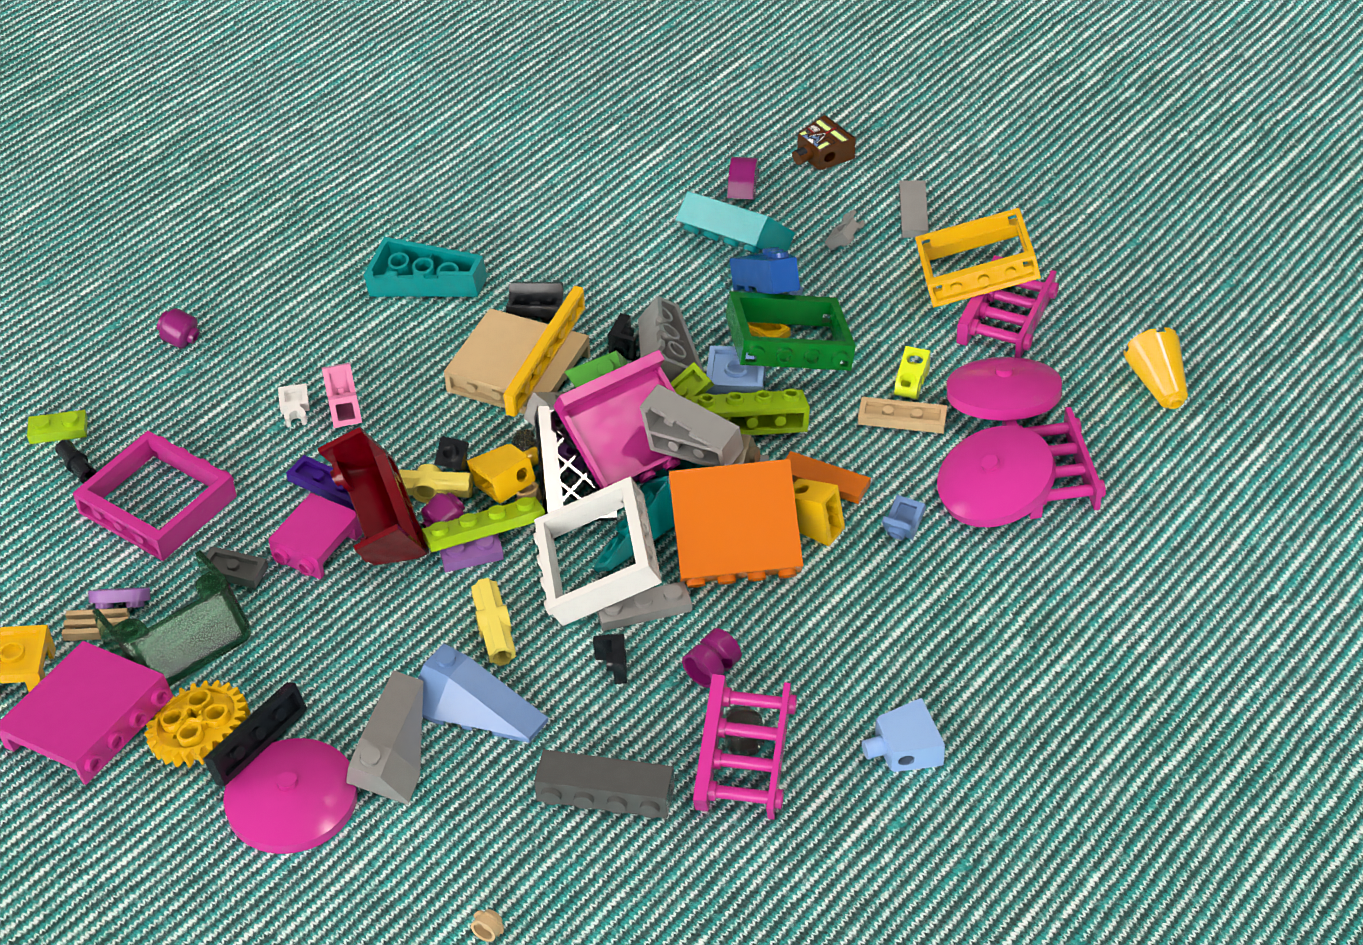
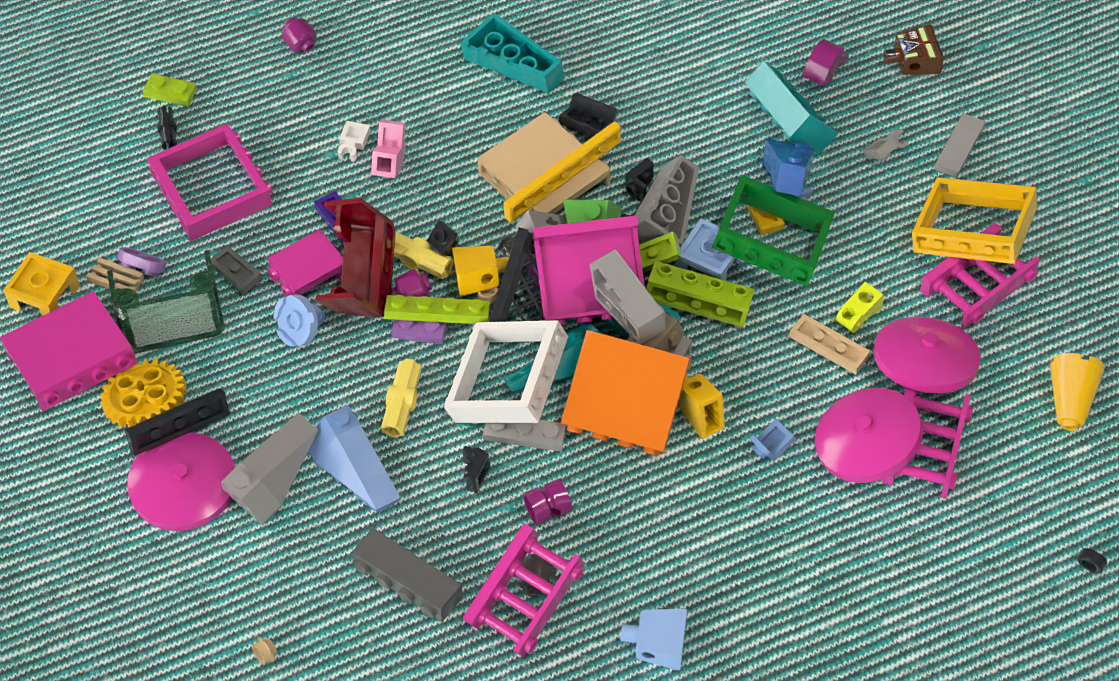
camera: 25 degrees right, 10 degrees up
(335, 587) = (297, 320): none -> light blue tile
(850, 484) = (732, 375): orange tile -> none
(1274, 507) = (1092, 560): none -> black tile

